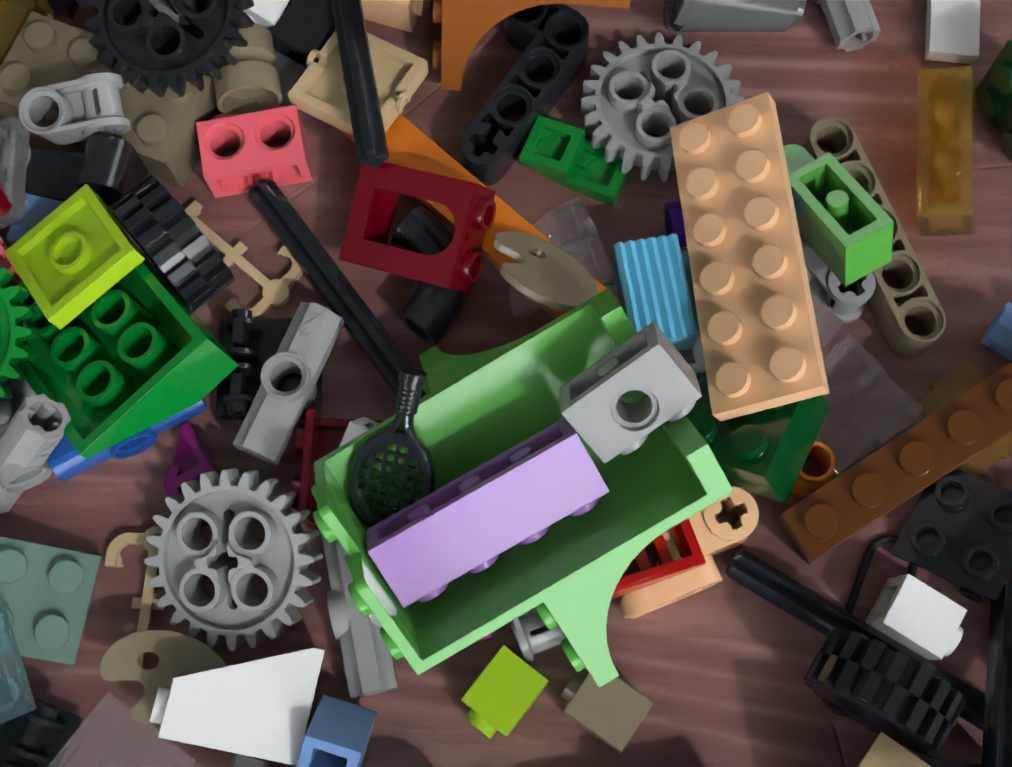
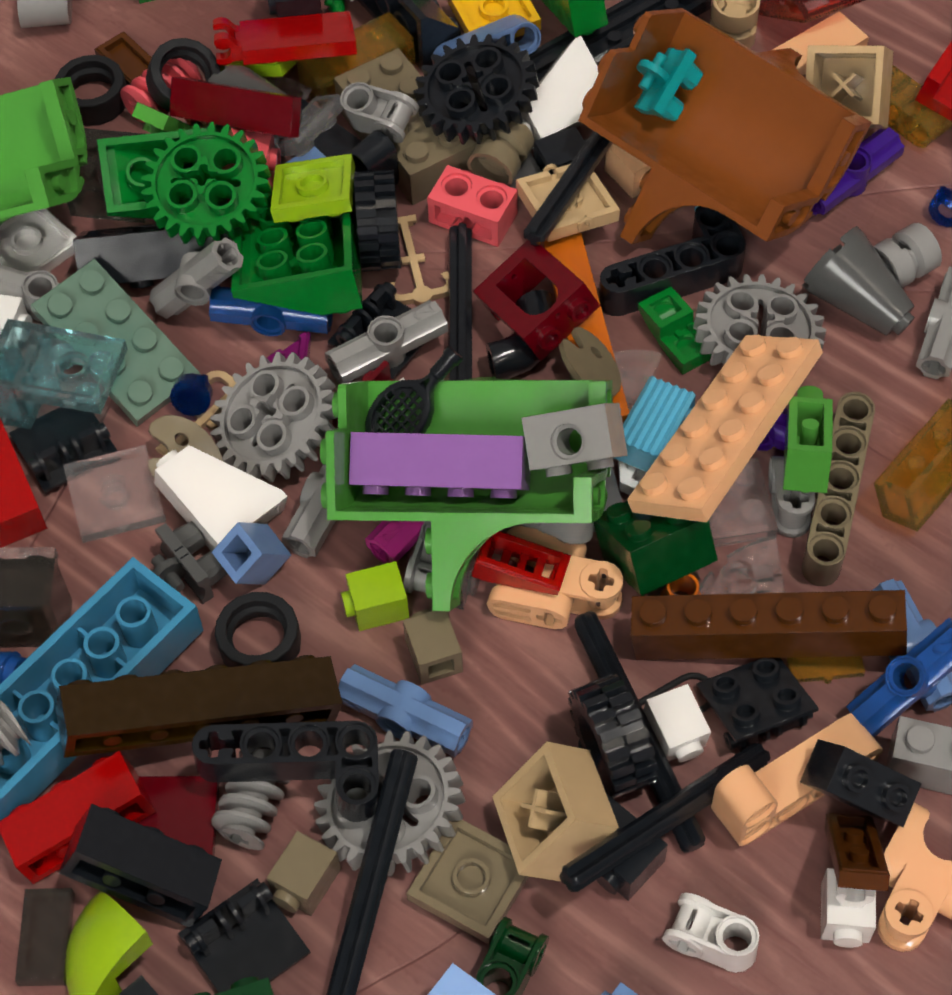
camera: 35 degrees right, 15 degrees down
(113, 590) = (191, 394): none -> clear blue tile

